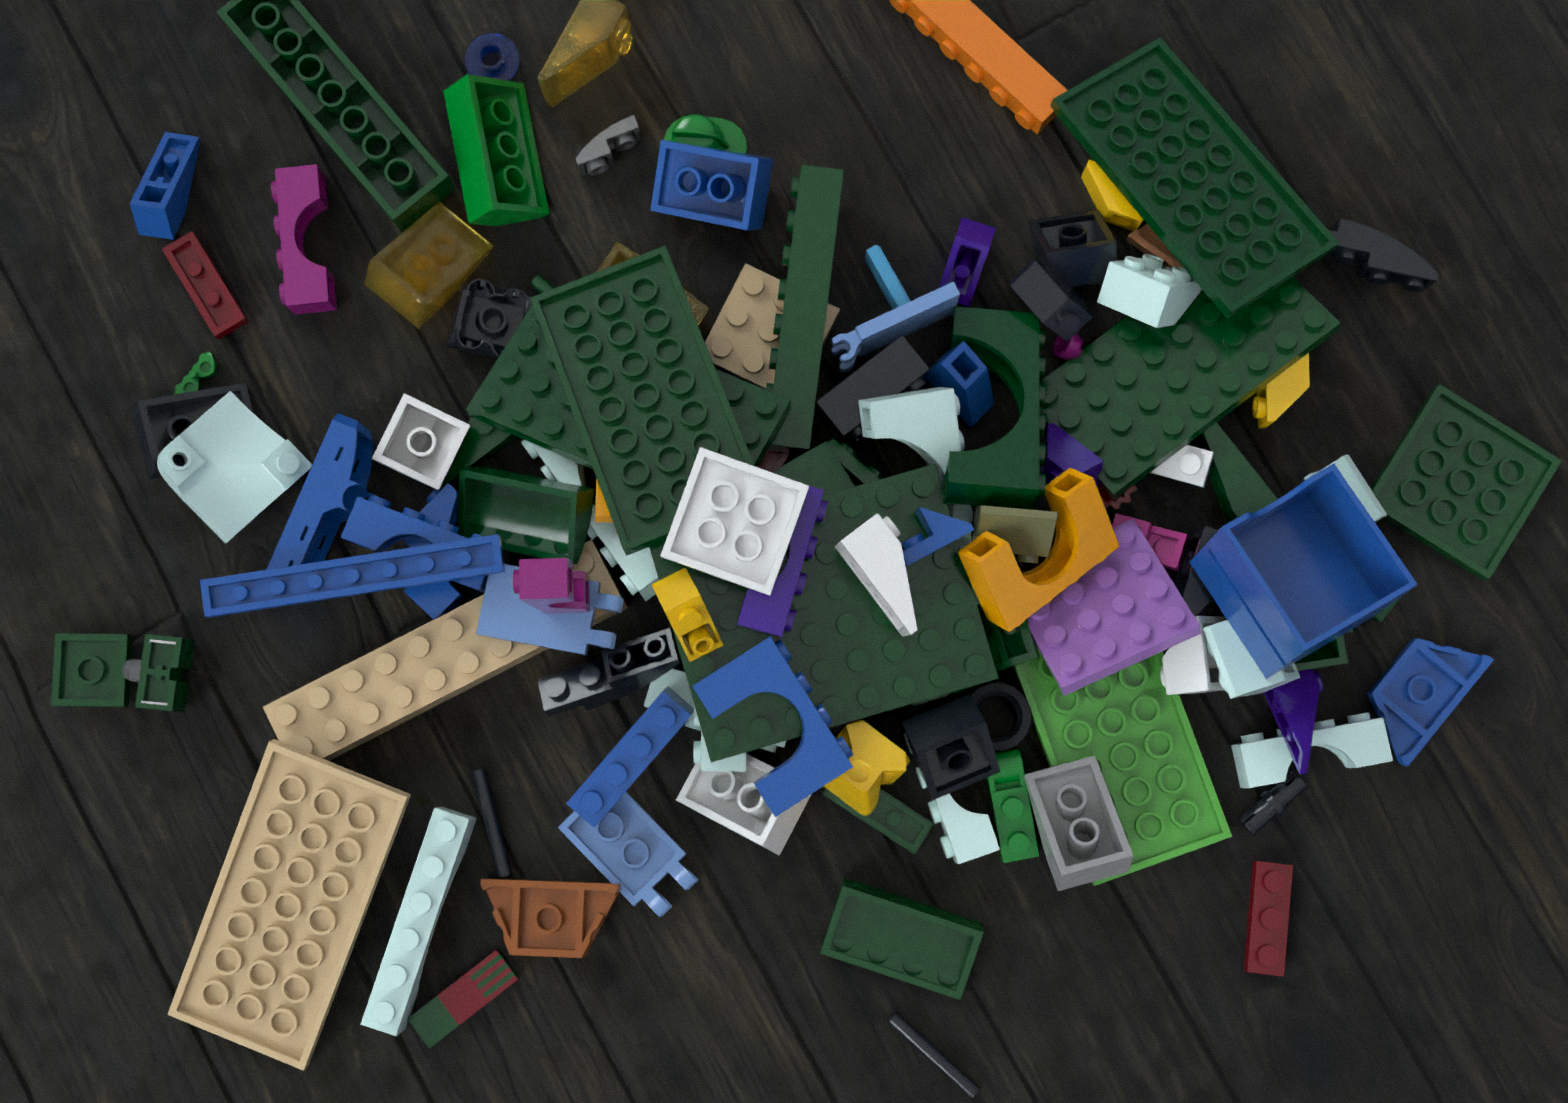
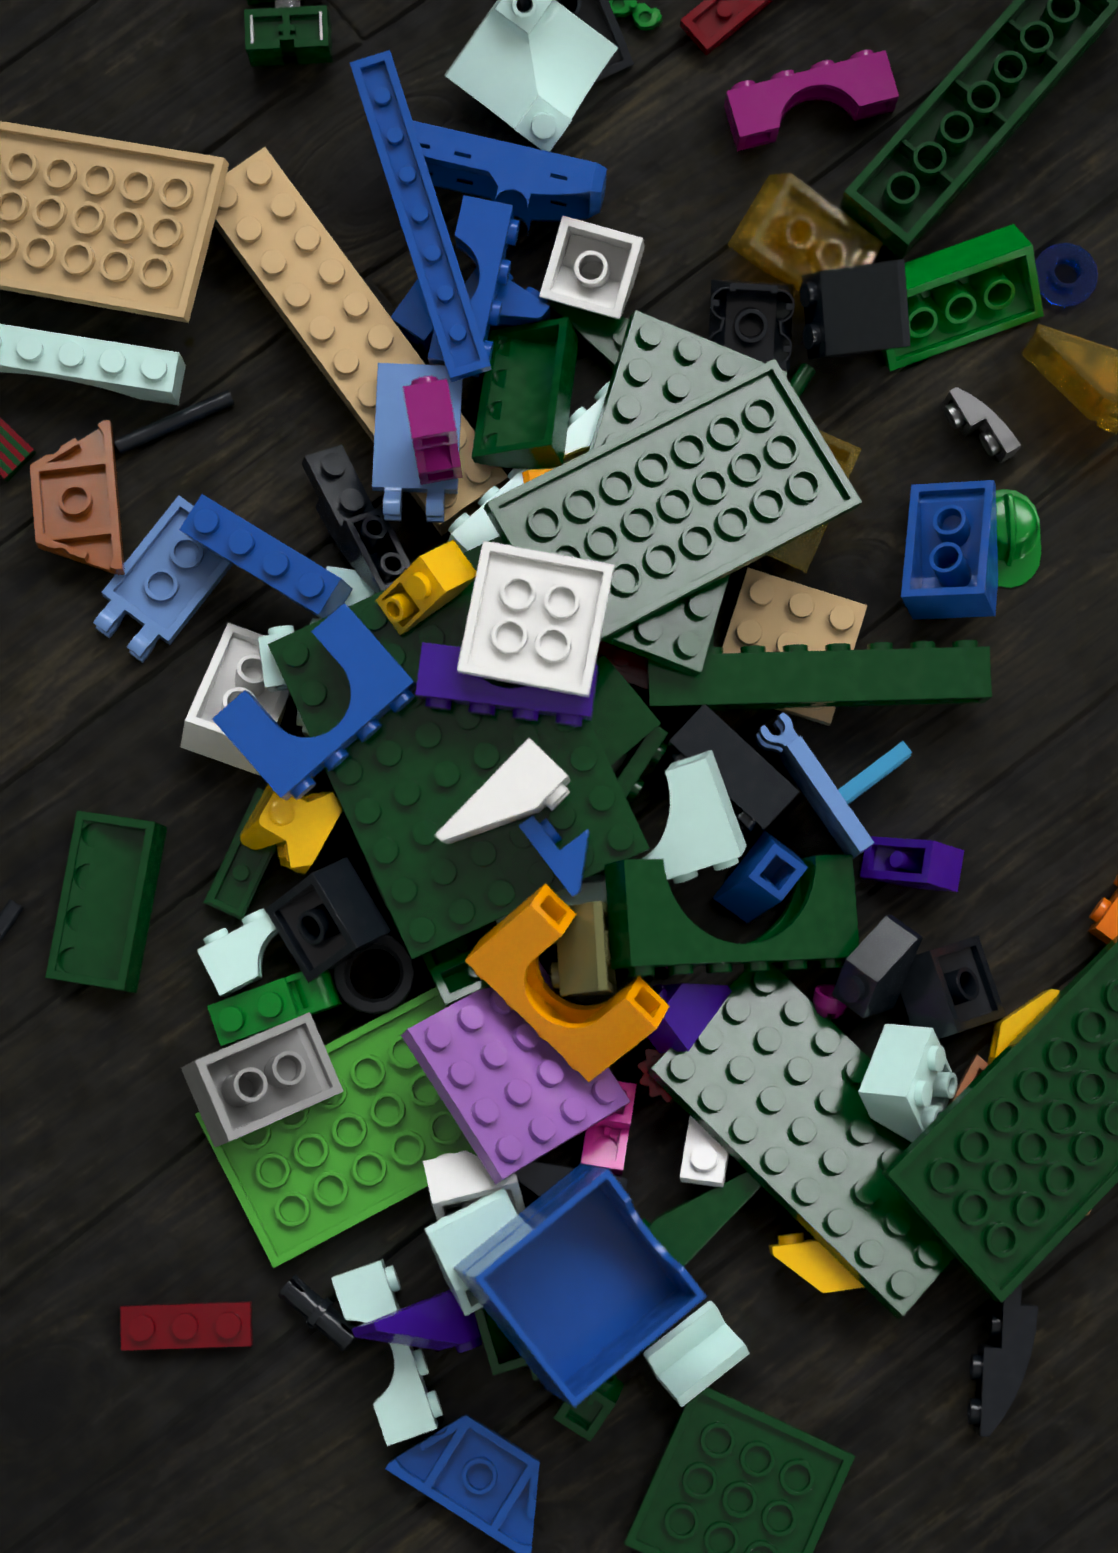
camera: 80 degrees right, 0 degrees up
(499, 224) = (855, 310): none -> black slope

